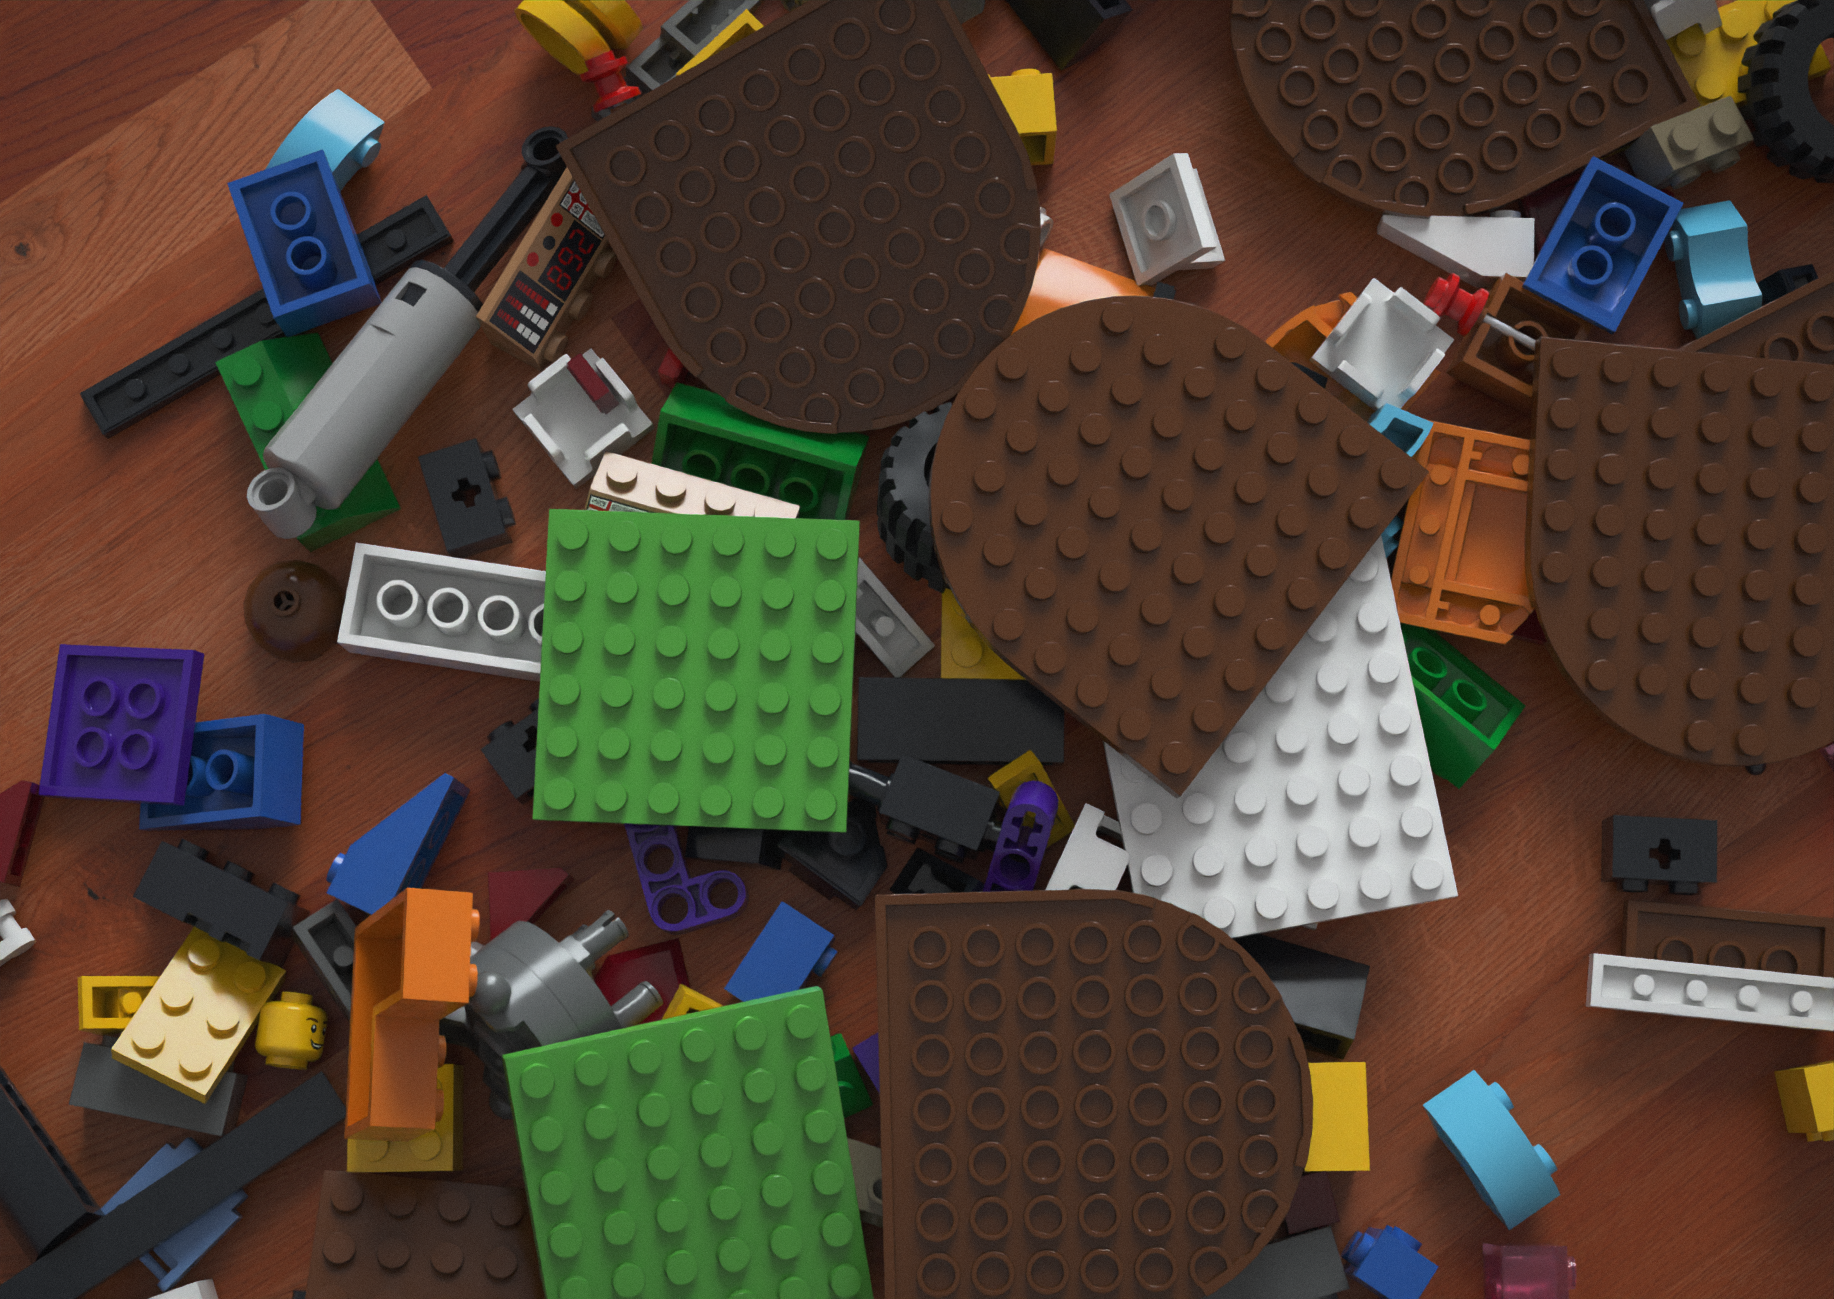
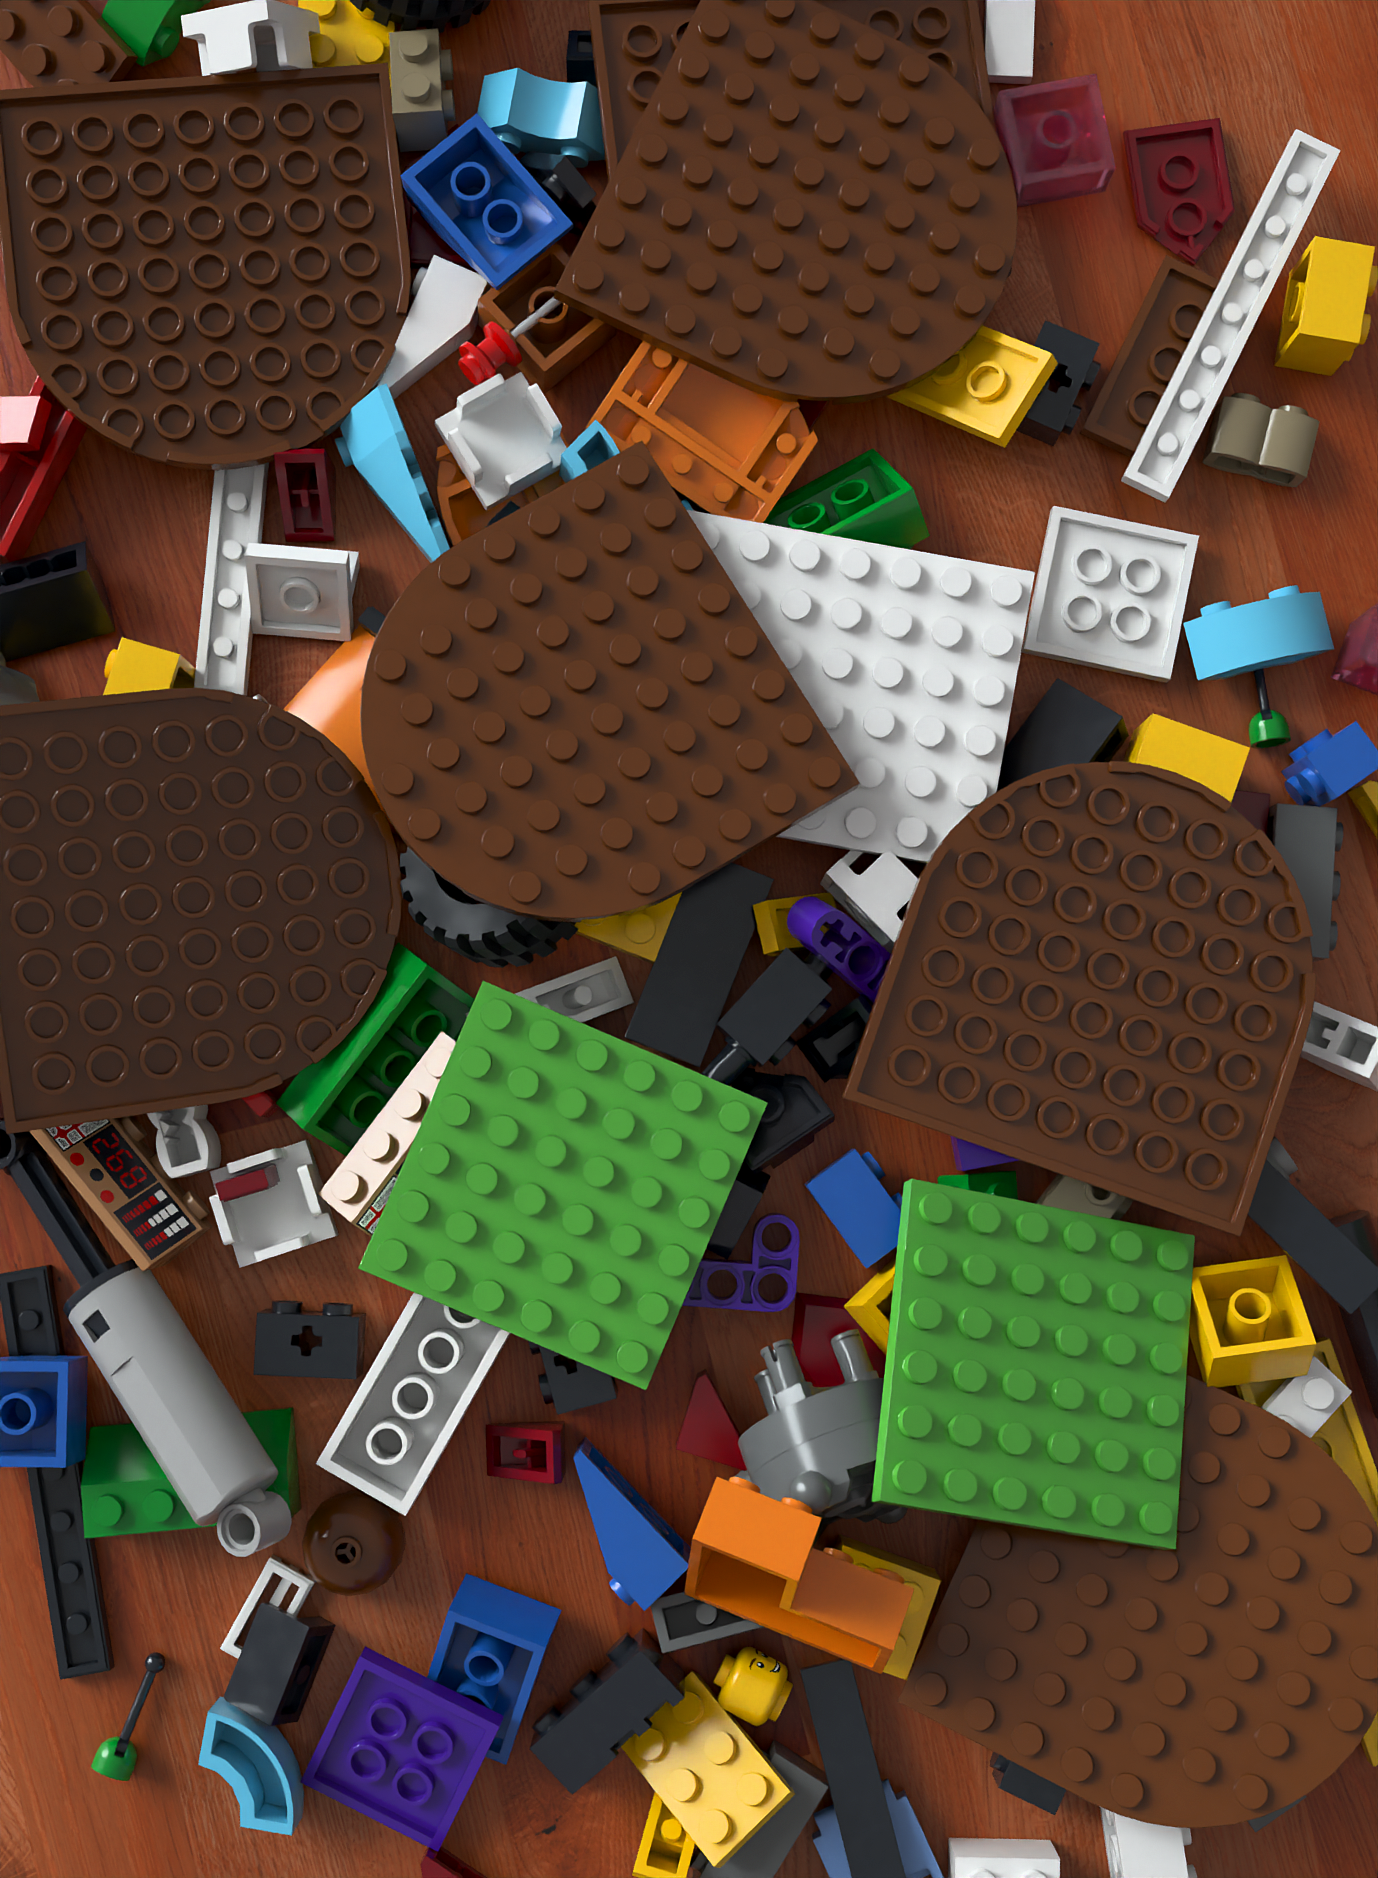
camera: 70 degrees left, 5 degrees up
(28, 471) = (118, 1755): none -> hinge
(62, 597) = (256, 1765): none -> medium azure brick
(160, 584) = (278, 1664): none -> black panel
(245, 564) = (290, 1575): none -> white tile
(437, 738) = (526, 1451): none -> dark red slope
(610, 314) = (186, 1141): none -> white brick
(1109, 164) = (225, 610): none -> white plate
(1259, 192) = (307, 494): none -> dark red slope
(1323, 250) = (387, 464): none -> medium azure wedge
(1407, 1195) = (1268, 726): none -> green hinge
(1475, 988) = (1110, 594): none -> white plate
(1625, 784) = (984, 386): none -> yellow plate
(1649, 309) = (563, 185): none -> black hinge
(1690, 1082) = (1261, 440): none -> dark tan brick

